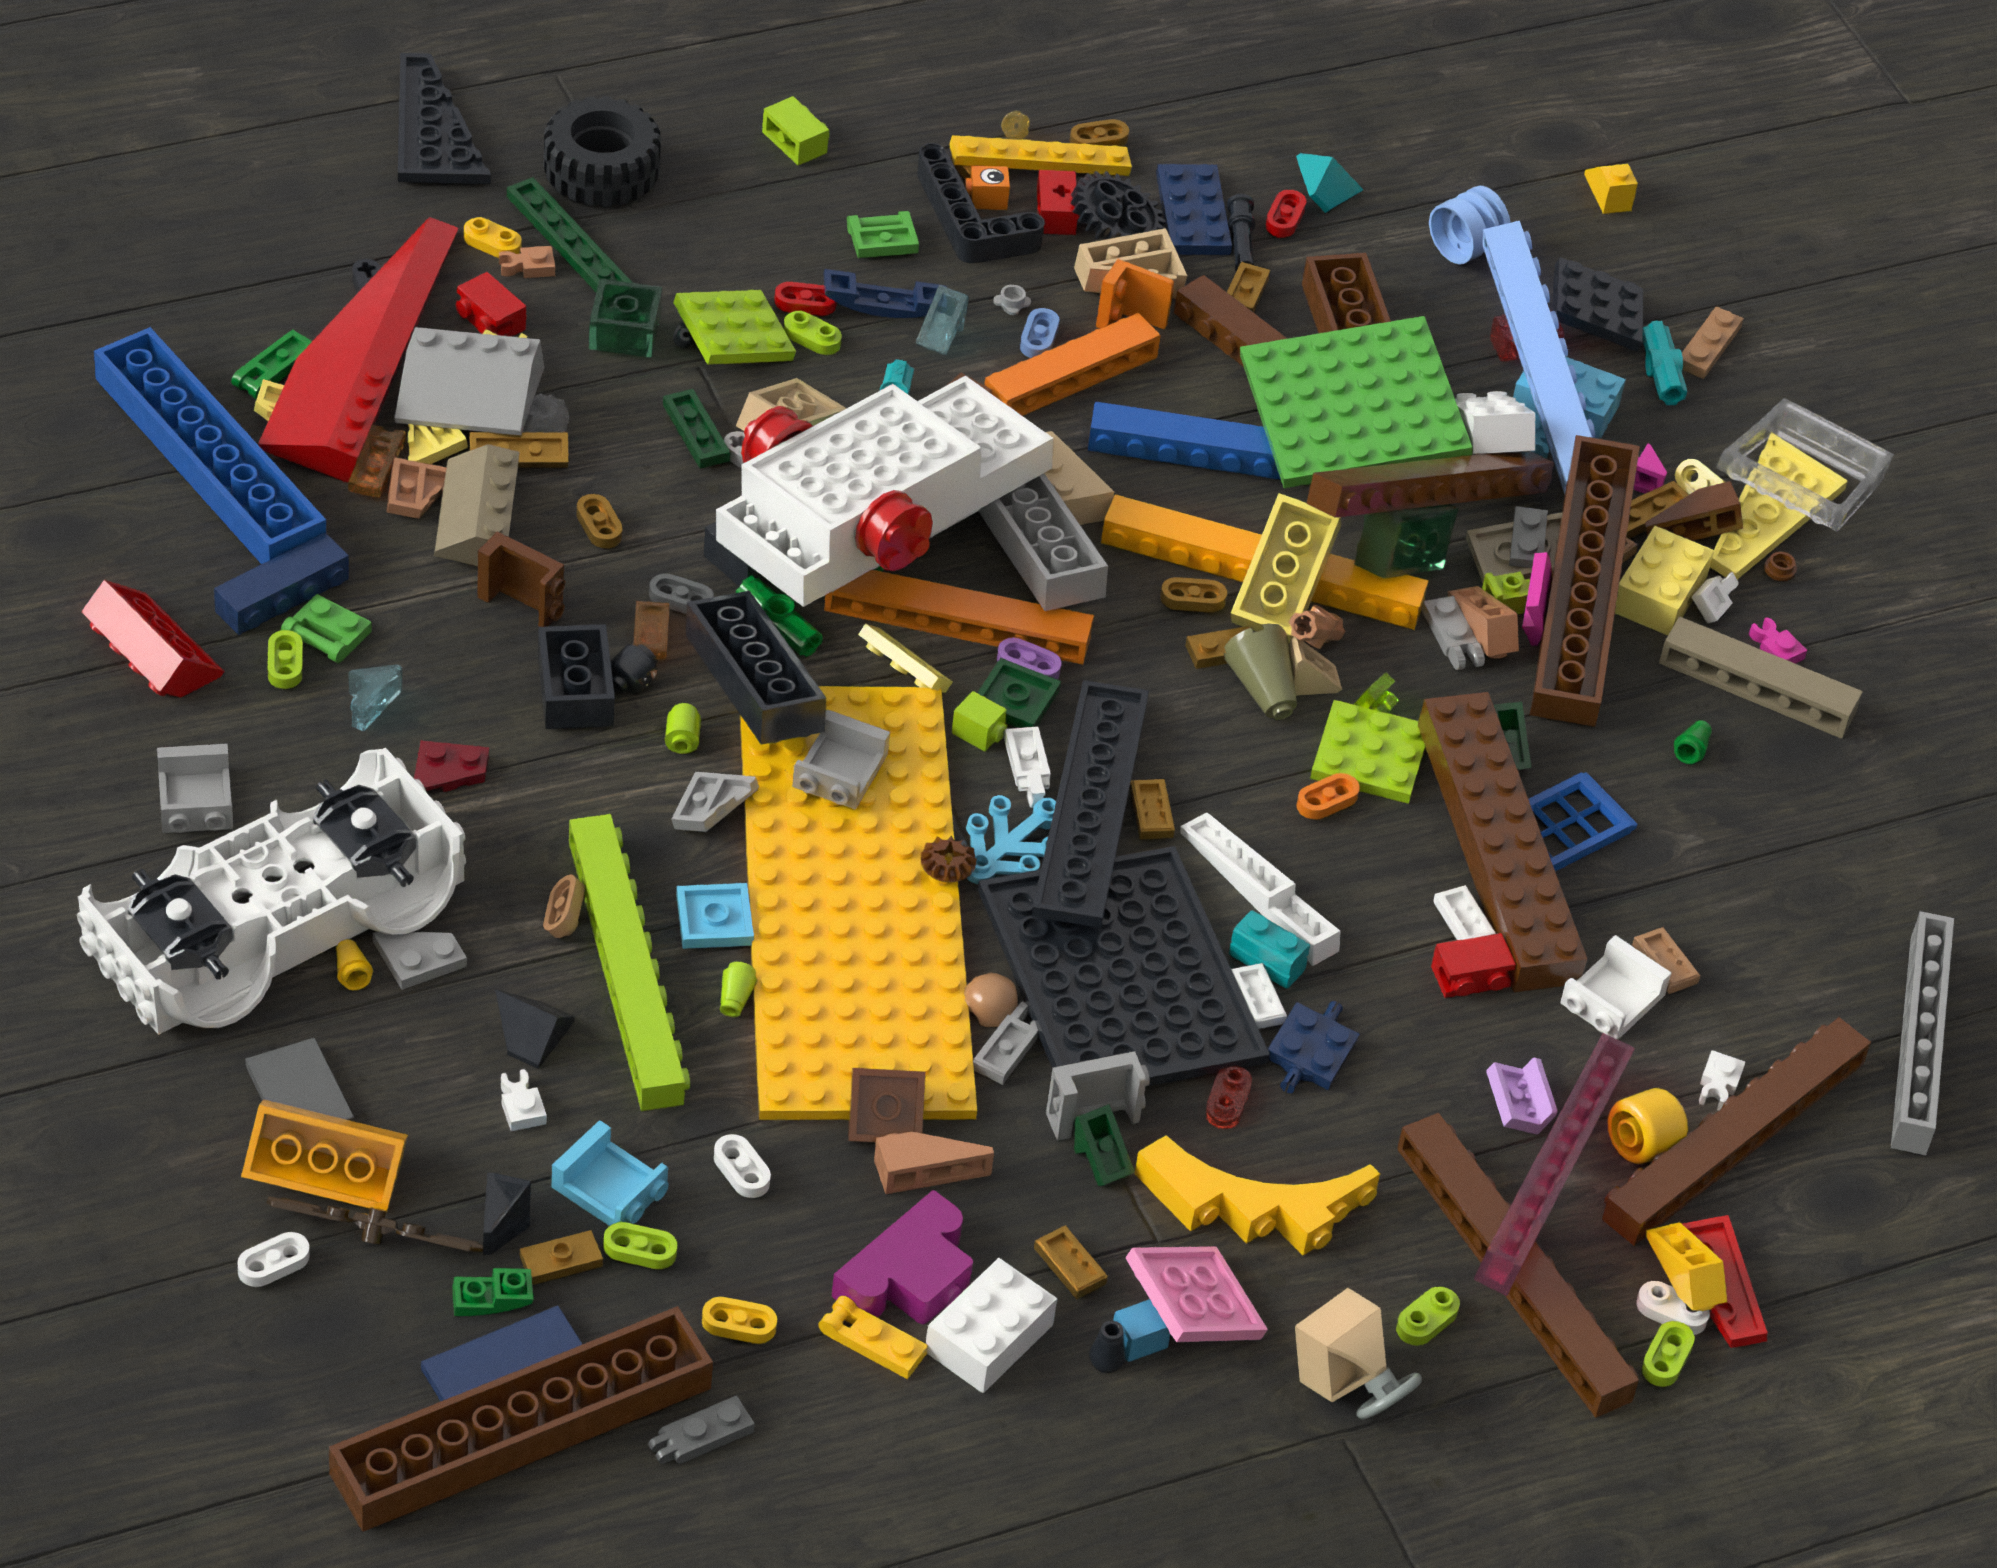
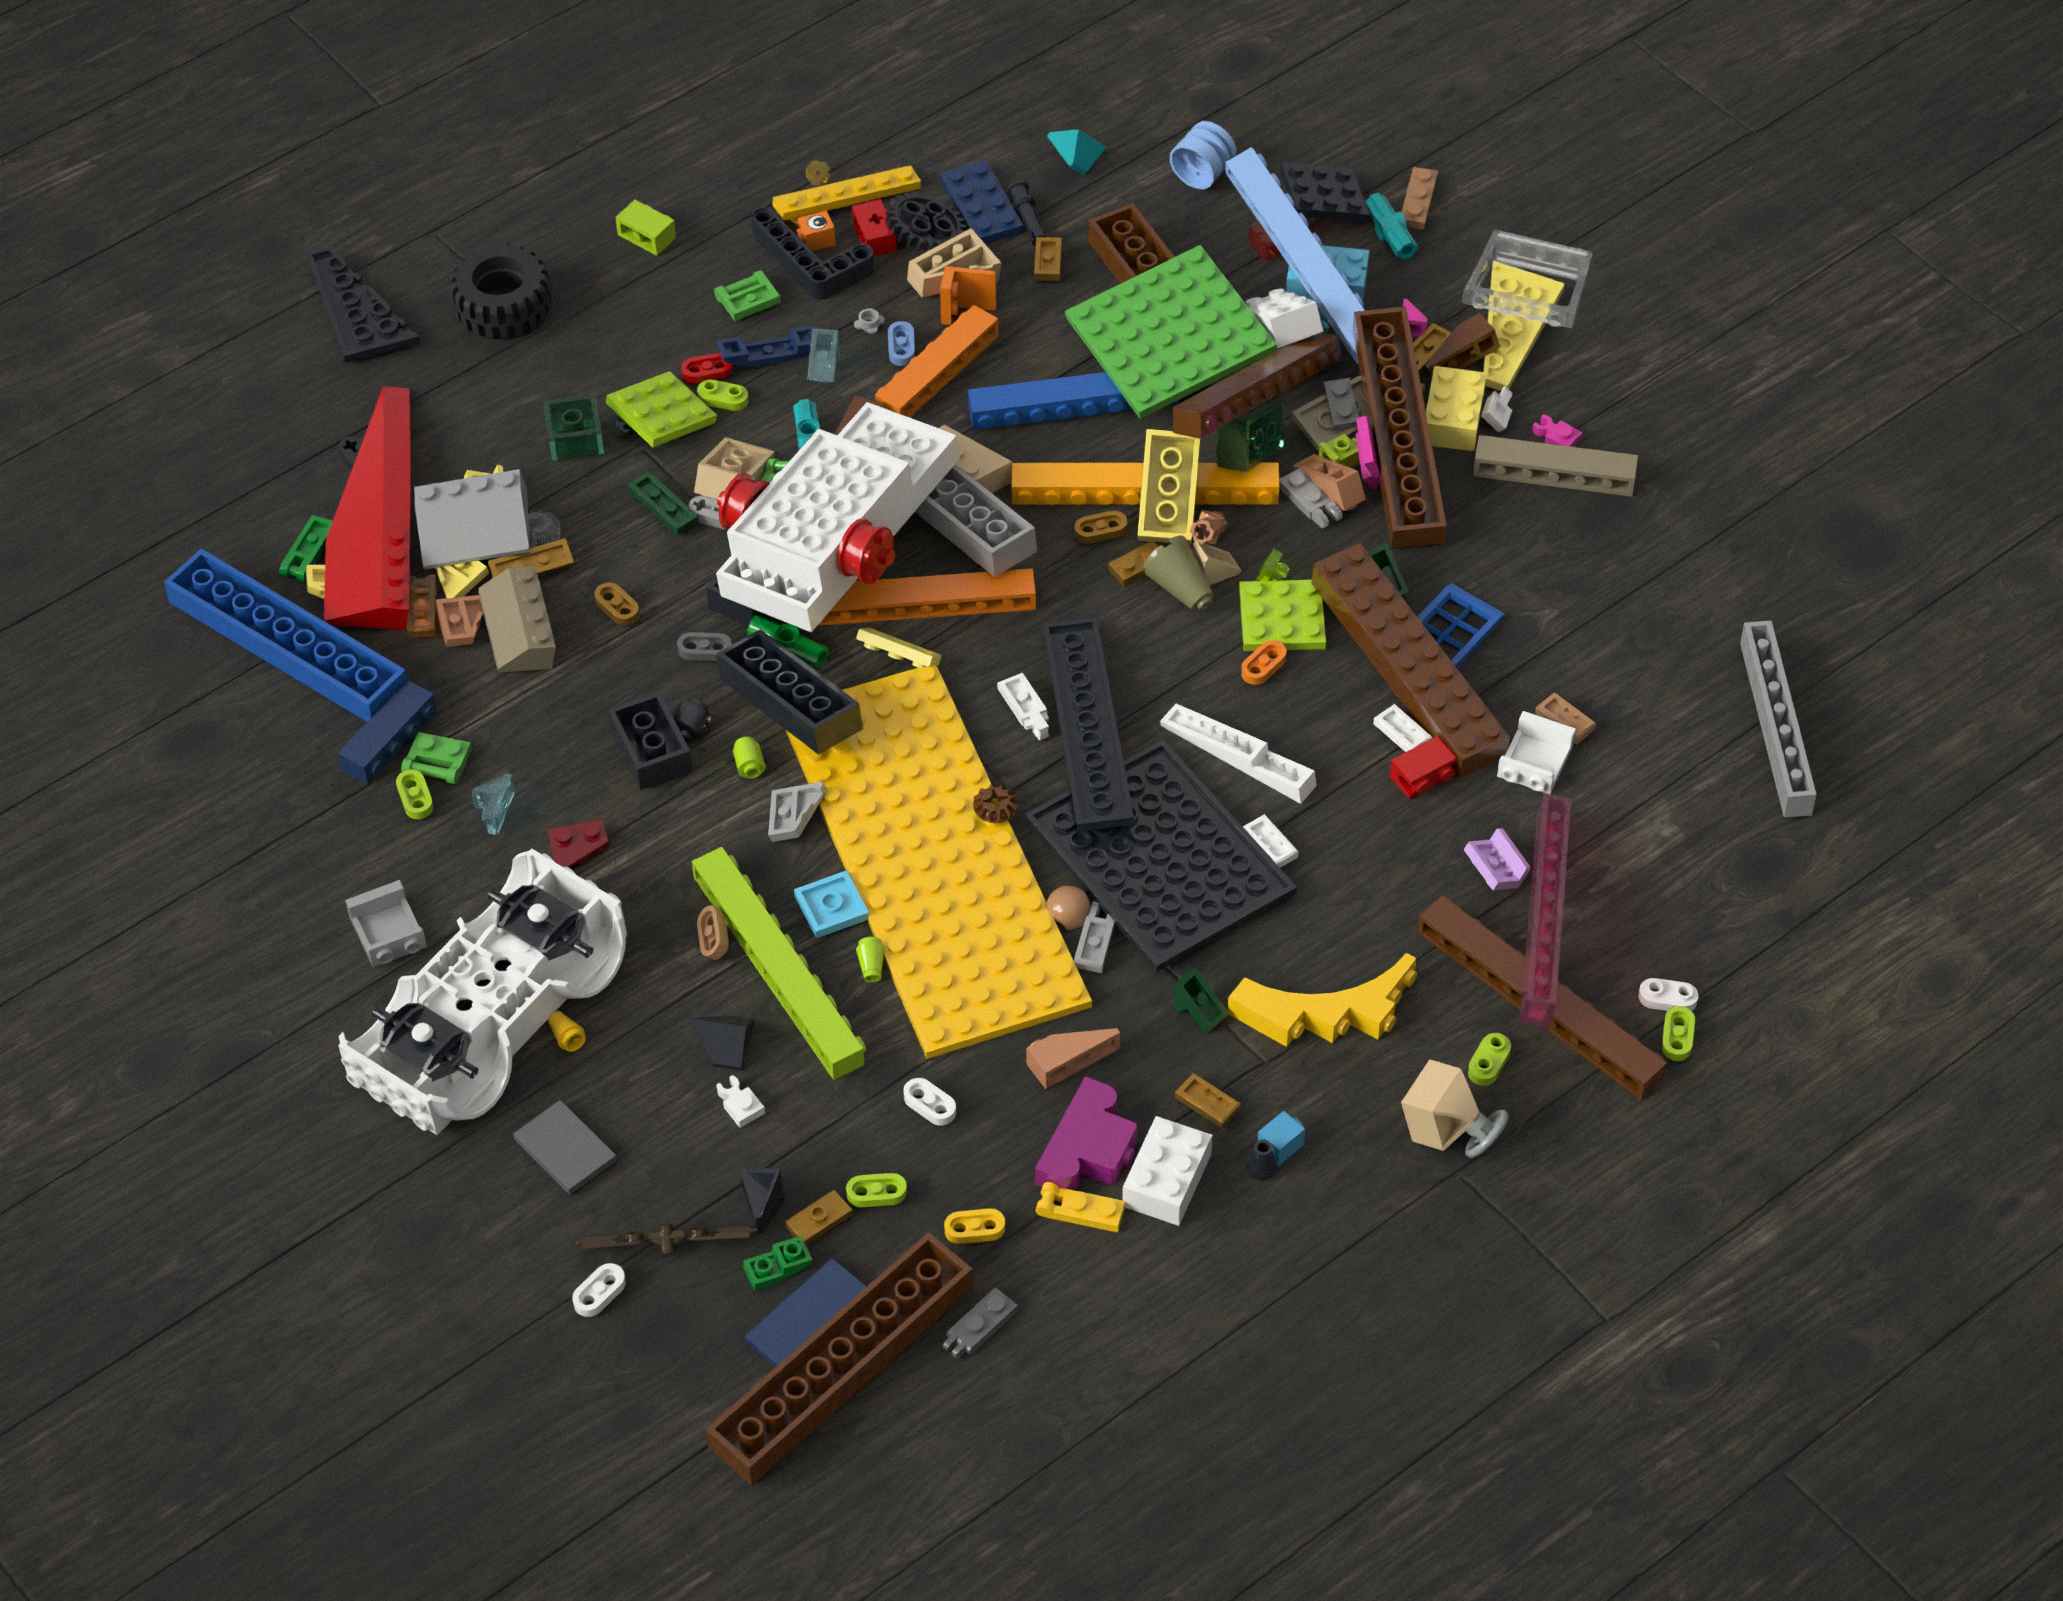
camera: 10 degrees left, 5 degrees up
(150, 640) = (302, 811): slope -> none
(324, 1155) = (607, 1194): light orange slope -> none
(419, 955) = (614, 1007): light grey wing -> none
(491, 237) = (439, 389): yellow plate -> none
(491, 306) = (462, 449): red brick -> none
(523, 575) = (577, 669): reddish brown panel -> none
(531, 261) = (478, 400): nougat plate -> none
(563, 233) = (497, 370): dark green plate -> none
(607, 1178) = (831, 1144): medium azure panel -> none
(652, 626) = (692, 680): clear orange plate -> none
(842, 760) = (884, 748): light grey panel -> none
(885, 1103) = (1022, 1018): reddish brown plate -> none
(979, 721) = (975, 682): lime brick -> none
(1008, 843) = (1034, 775): medium azure plant -> none
(1021, 692) = (995, 651): dark green plate -> none
(1030, 656) = (994, 619): medium lavender plate -> none
(1095, 1083) = (1178, 955): light grey panel -> none
(1102, 132) = (886, 159): pearl gold plate -> none
(1152, 809) = (1134, 714): pearl gold plate -> none
(1196, 1294) = (1313, 1097): bright pink plate -> none
(1221, 317) = (1040, 290): reddish brown brick -> none
(1229, 1094) = (1277, 927): clear red plate -> none
(1262, 941) = (1262, 797): teal brick -> none
(1285, 213) = (1055, 185): red plate -> none
(1312, 1046) = (1325, 869): dark blue plate -> none
(1613, 187) = (1299, 89): yellow slope -> none
(1646, 1125) = (1600, 857): yellow head -> none
(1690, 1266) = (1672, 959): yellow slope -> none
(1693, 743) = (1523, 534): green cone -> none
(1705, 476) = (1457, 316): light yellow plate -> none
(1720, 1077) = (1639, 800): white plate -> none
(1735, 1130) = (1665, 841): reddish brown brick -> none
(1740, 1316) = (1690, 956): red wing -> none
(1781, 566) = (1538, 369): reddish brown plate -> none

